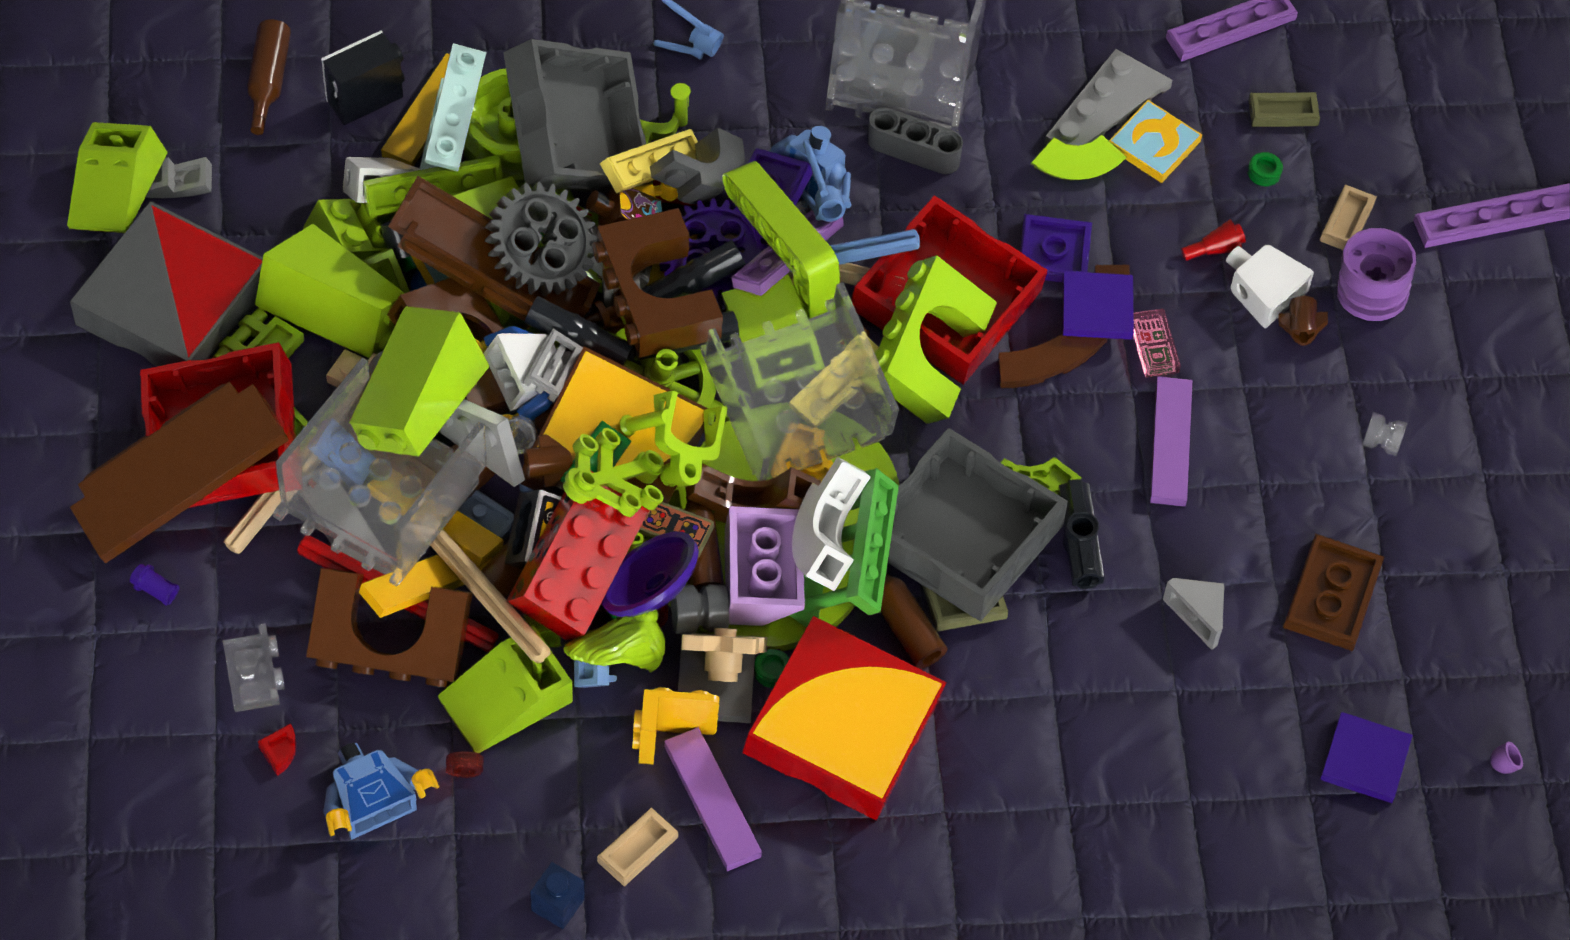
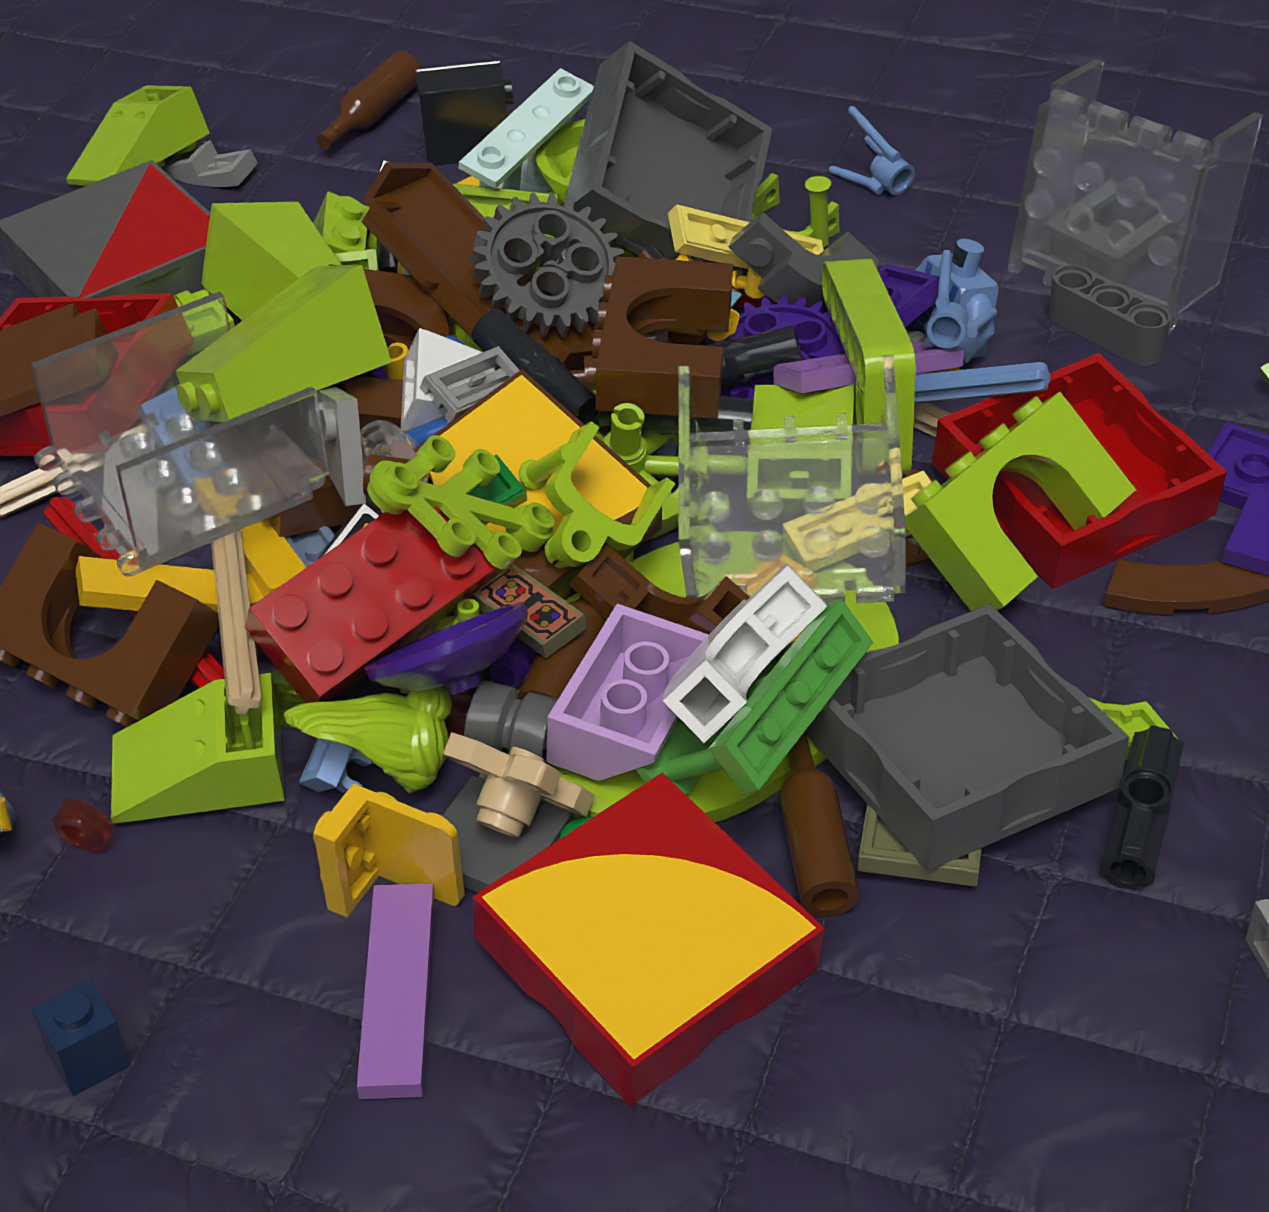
camera: 30 degrees right, 15 degrees down
(637, 847) = (249, 1017): tan tile -> none

